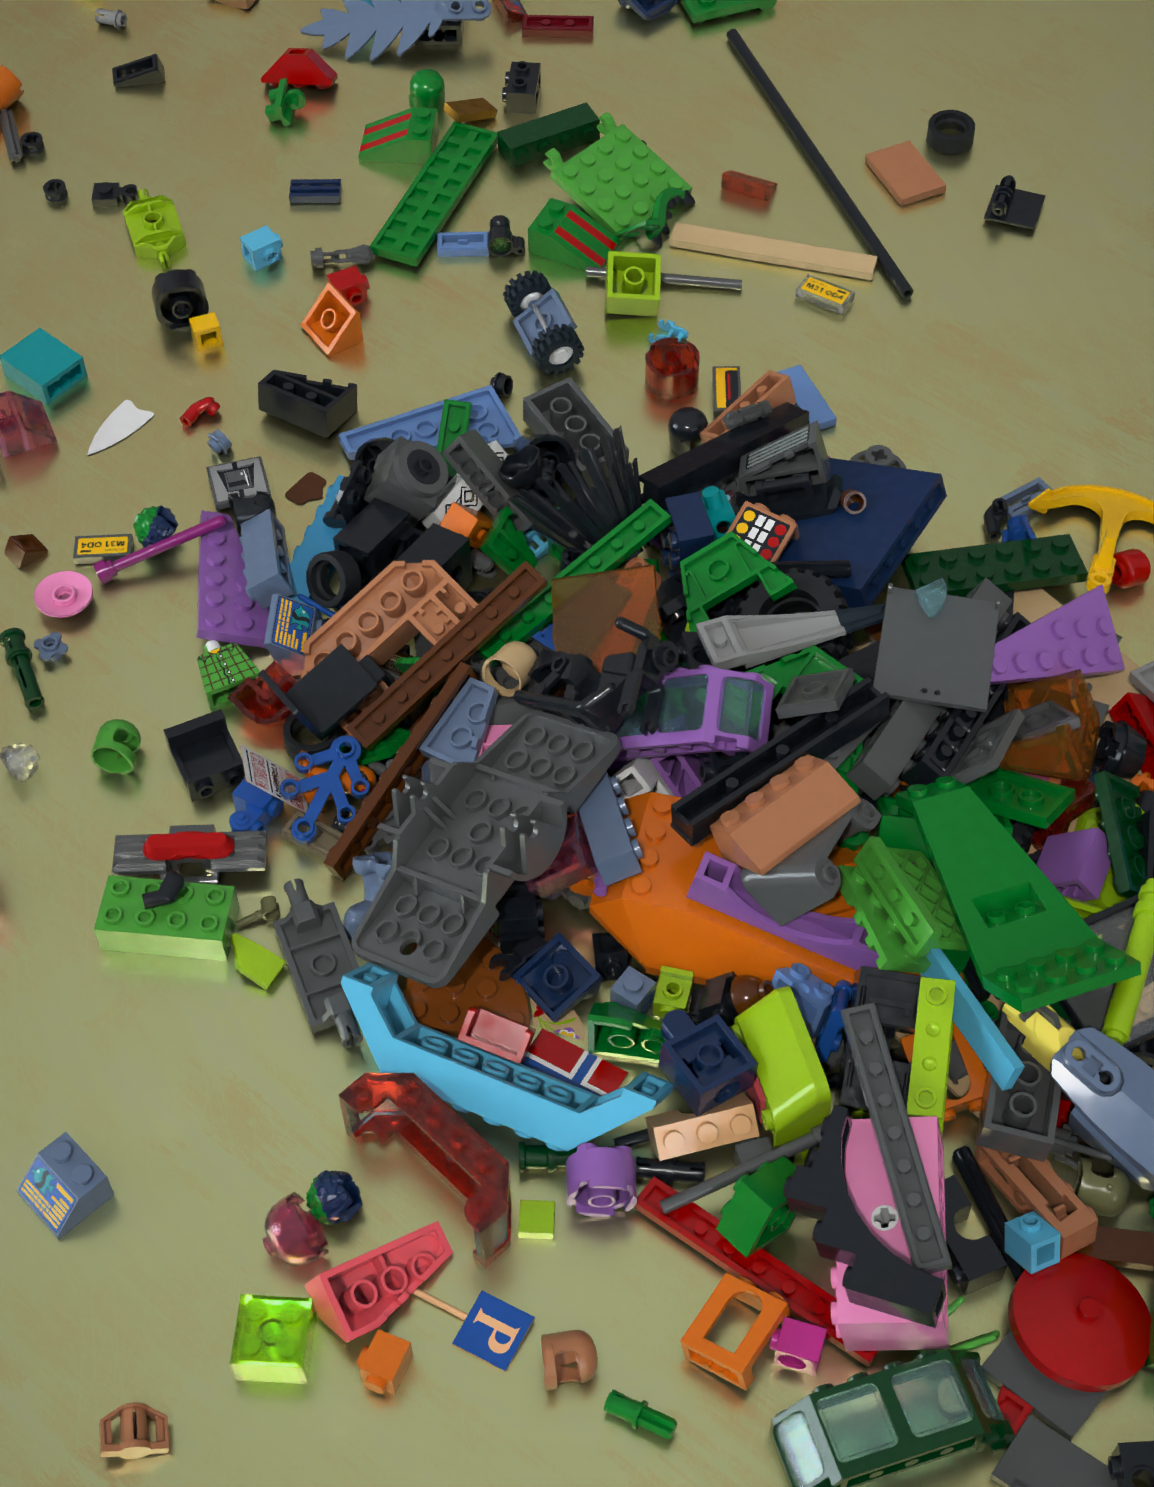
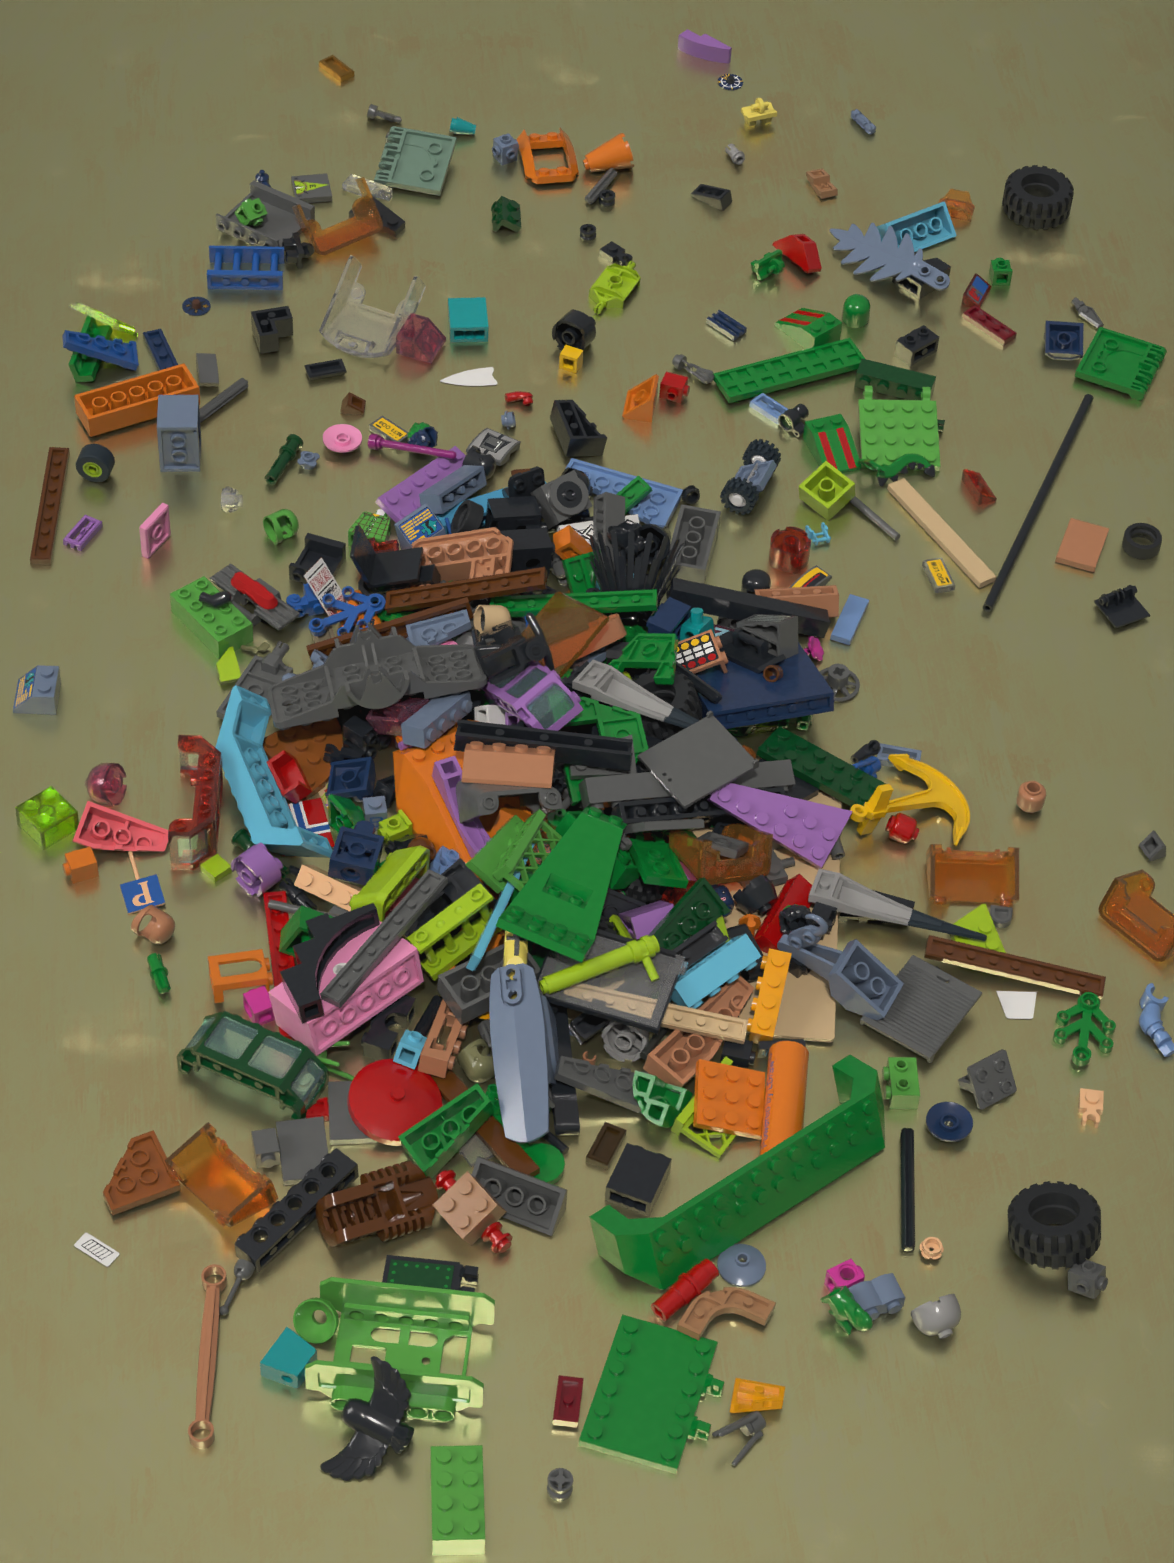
camera: 40 degrees right, 5 degrees down
(261, 247) = (655, 335): medium azure brick -> none
(333, 1197) = (138, 785): dark blue piece -> none
(470, 110) = (868, 337): pearl gold tile -> none
(747, 414) = (785, 595): dark grey axle -> none
(815, 693) = (598, 727): dark grey tile -> none
(932, 597) = (724, 733): clear light blue tile -> none

